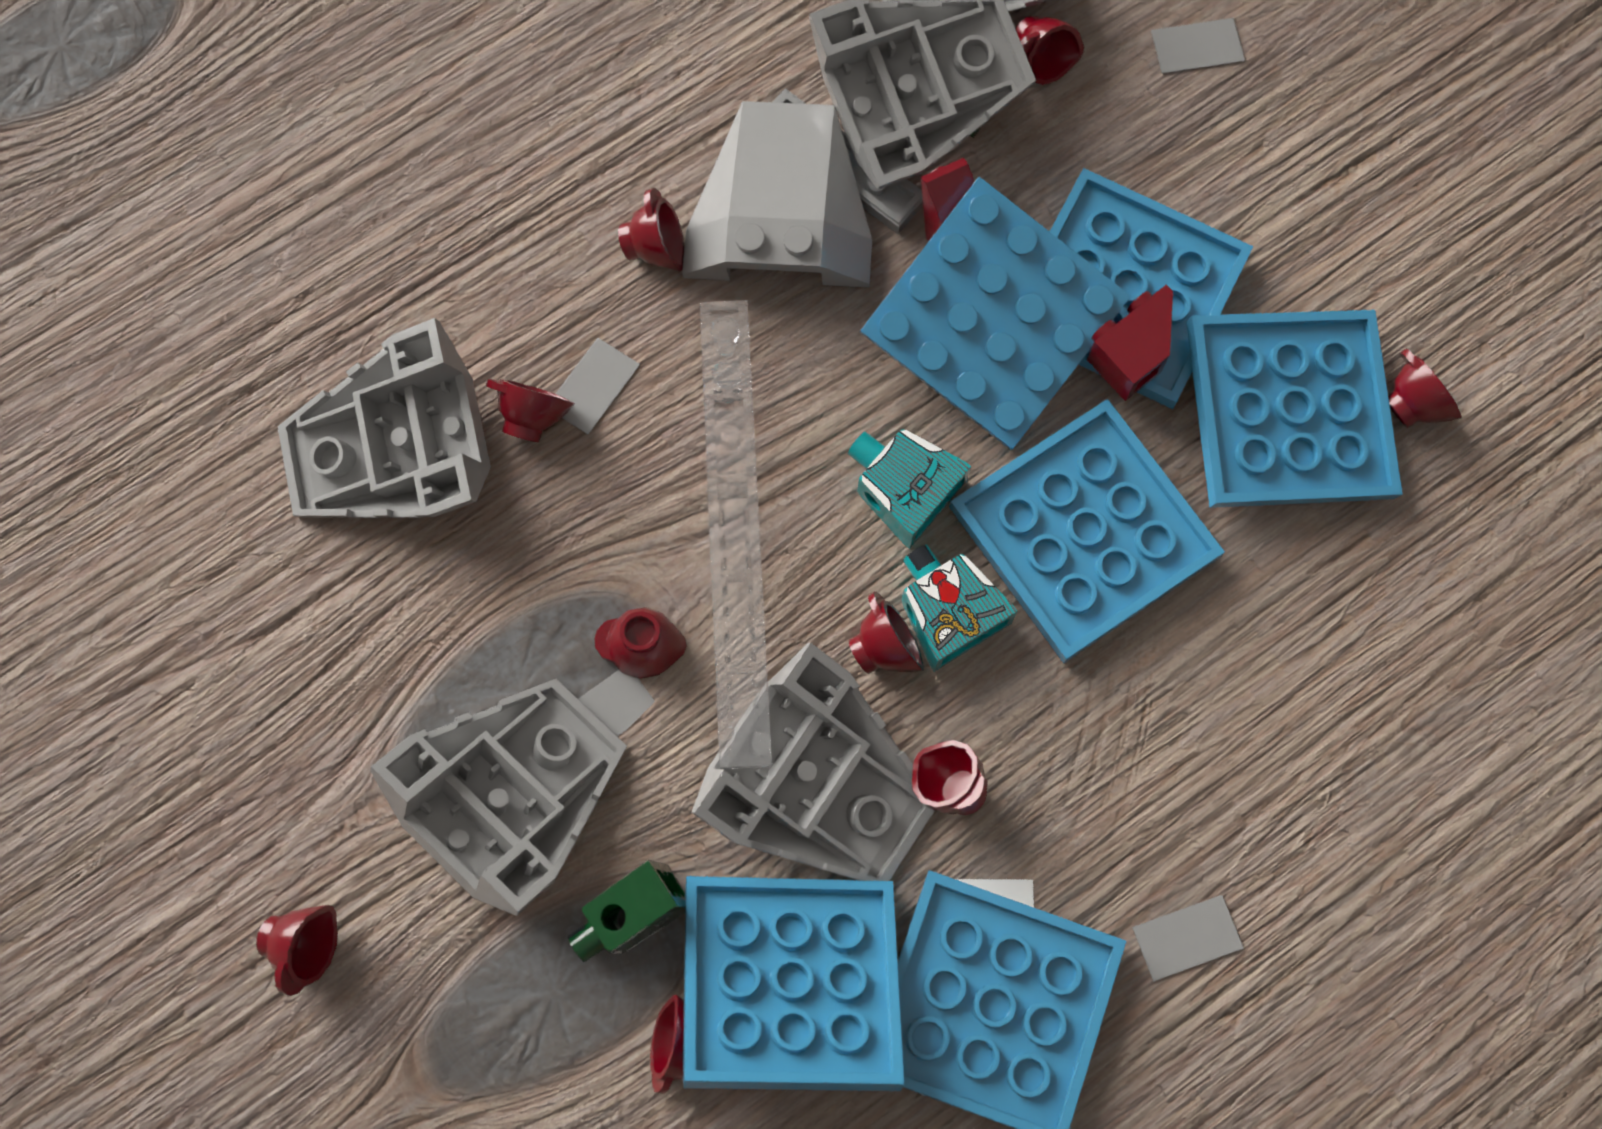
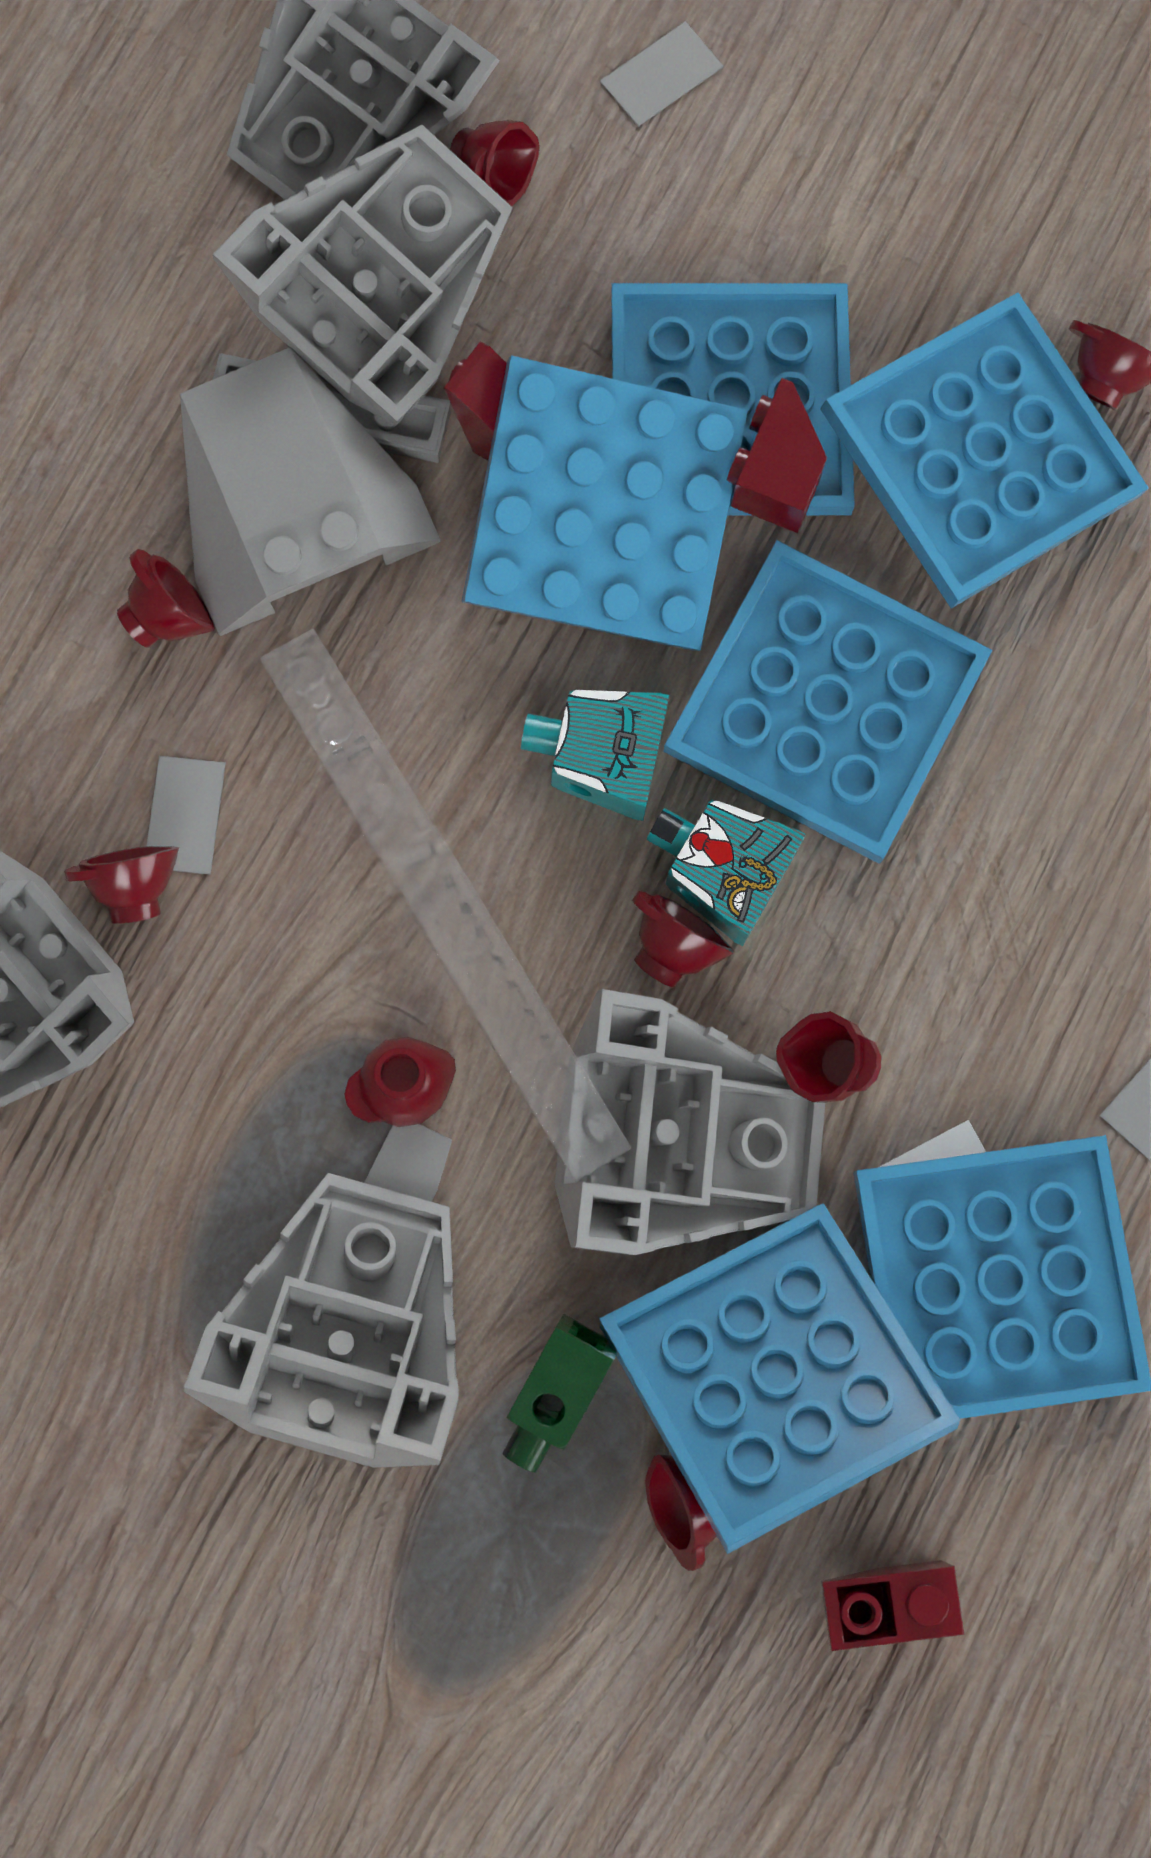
camera: 30 degrees left, 5 degrees up
(299, 946) = (206, 1626): dark red piece -> none

